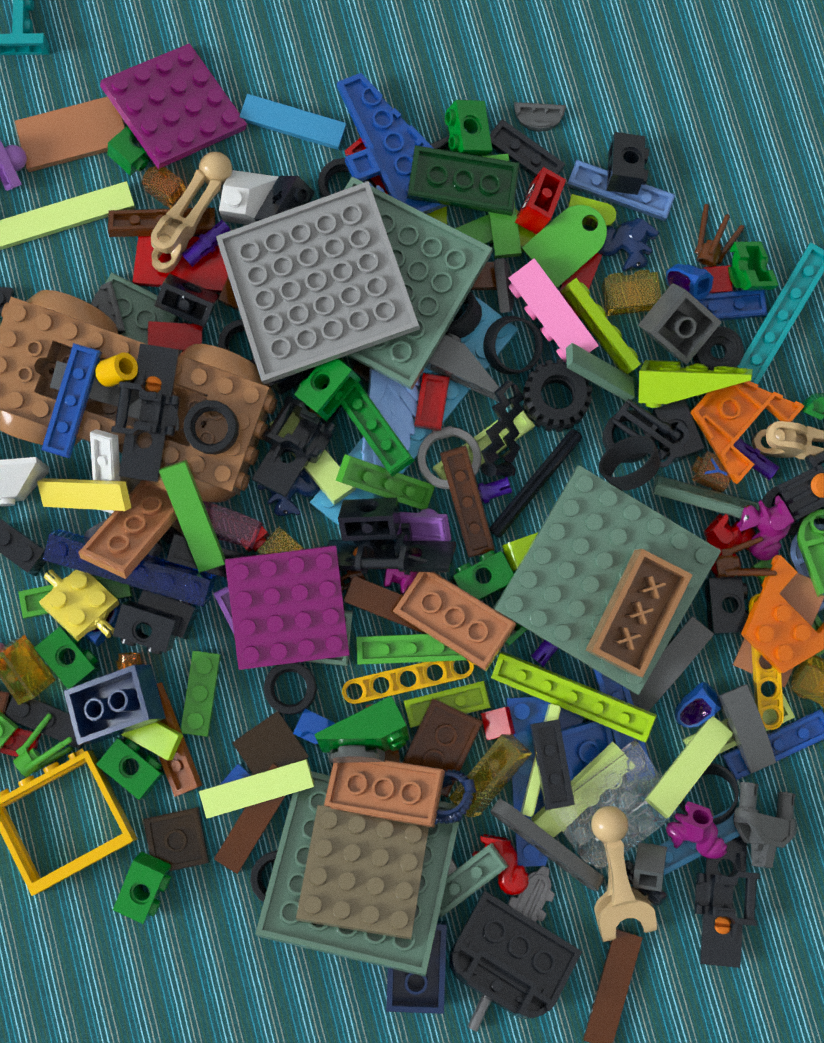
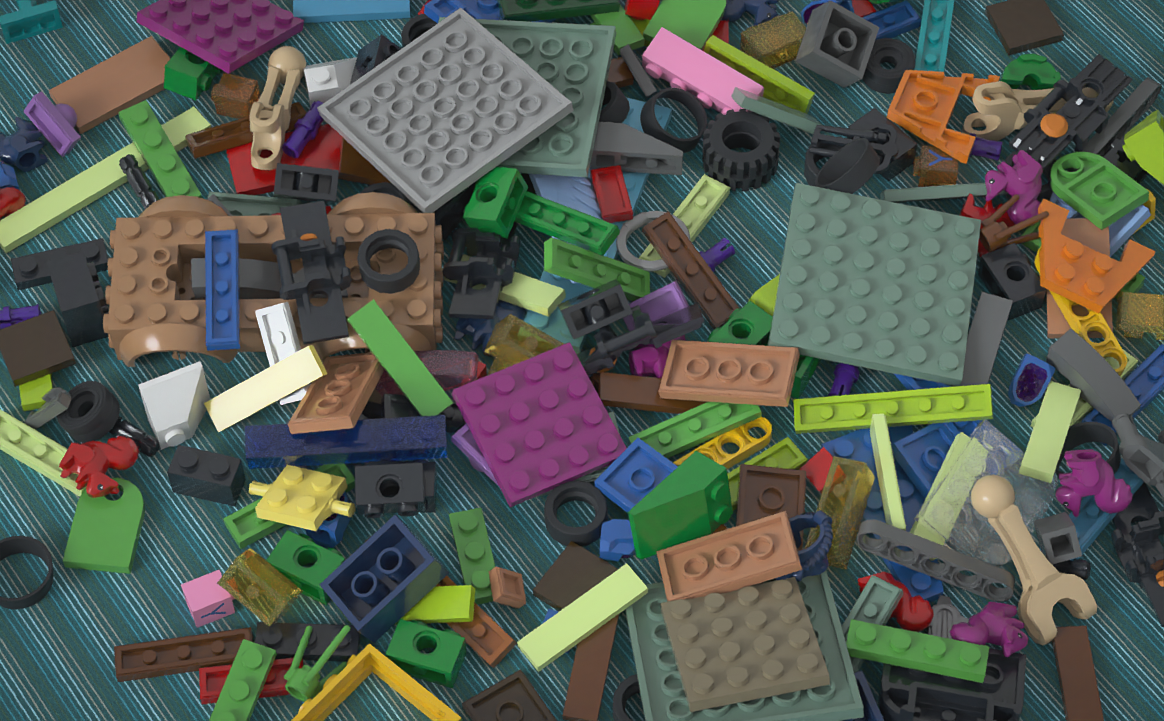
camera: 20 degrees left, 25 degrees down
(57, 243) = (138, 180): none -> black axle
(81, 223) = (158, 151): none -> bright green plate
(116, 369) = (257, 244): yellow brick -> none
(212, 734) = (507, 587): none -> nougat tile
(301, 526) = (518, 340): none -> clear yellow brick
(348, 685) = (634, 475): none -> blue plate
(356, 754) = (679, 535): dark grey tile -> none
(495, 924) = (917, 651): none -> bright green plate
(505, 420) = (698, 182): black piece -> none
(535, 483) = (756, 238): black axle -> none
(552, 764) = (902, 464): black plate -> none
(566, 917) = (993, 626): none -> magenta animal
(639, 612) = (924, 287): medium nougat brick -> none
(669, 382) = (857, 93): lime wedge -> none

